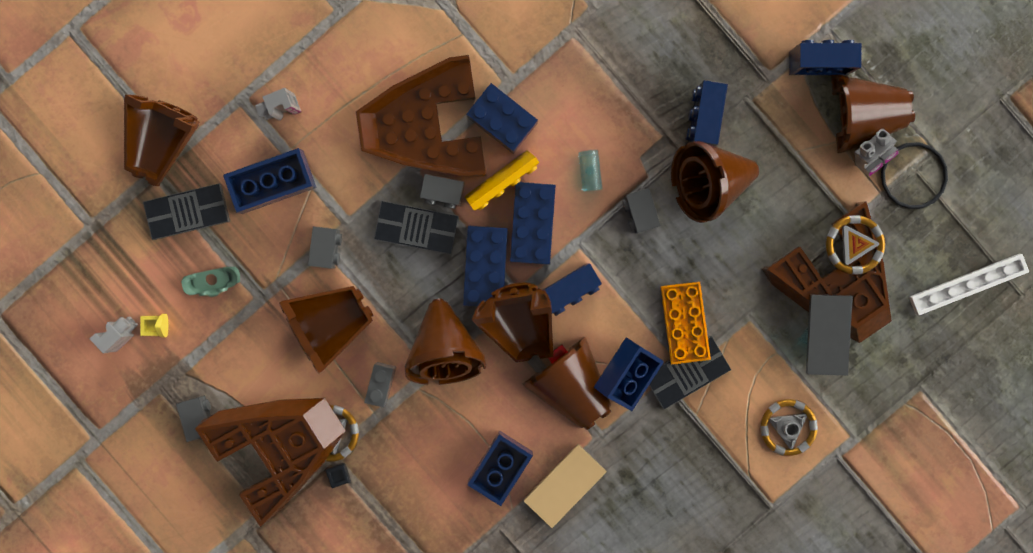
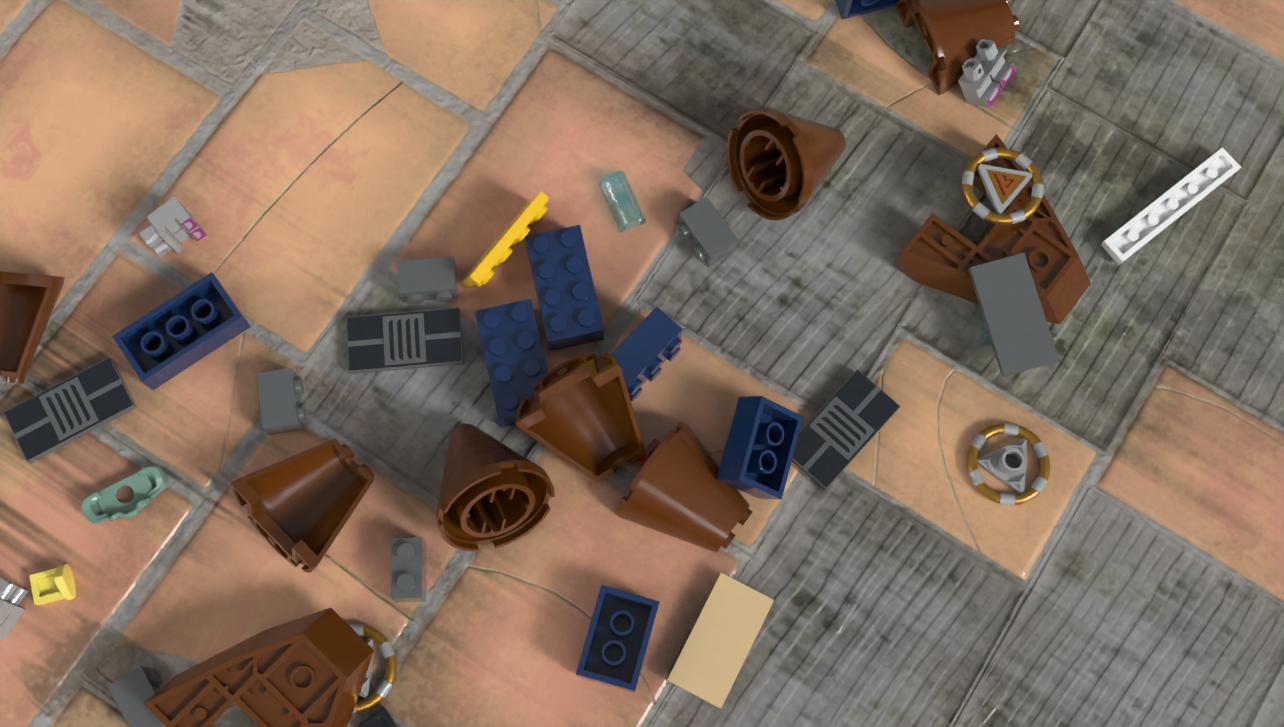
camera: 25 degrees left, 15 degrees down
(406, 126) = (354, 205): reddish brown piece -> none
(502, 118) = (483, 166): dark blue brick -> none
(685, 323) = (815, 362): light orange tile -> none
(707, 112) = (750, 76): dark blue brick -> none
(945, 173) = (1050, 133): black piece -> none

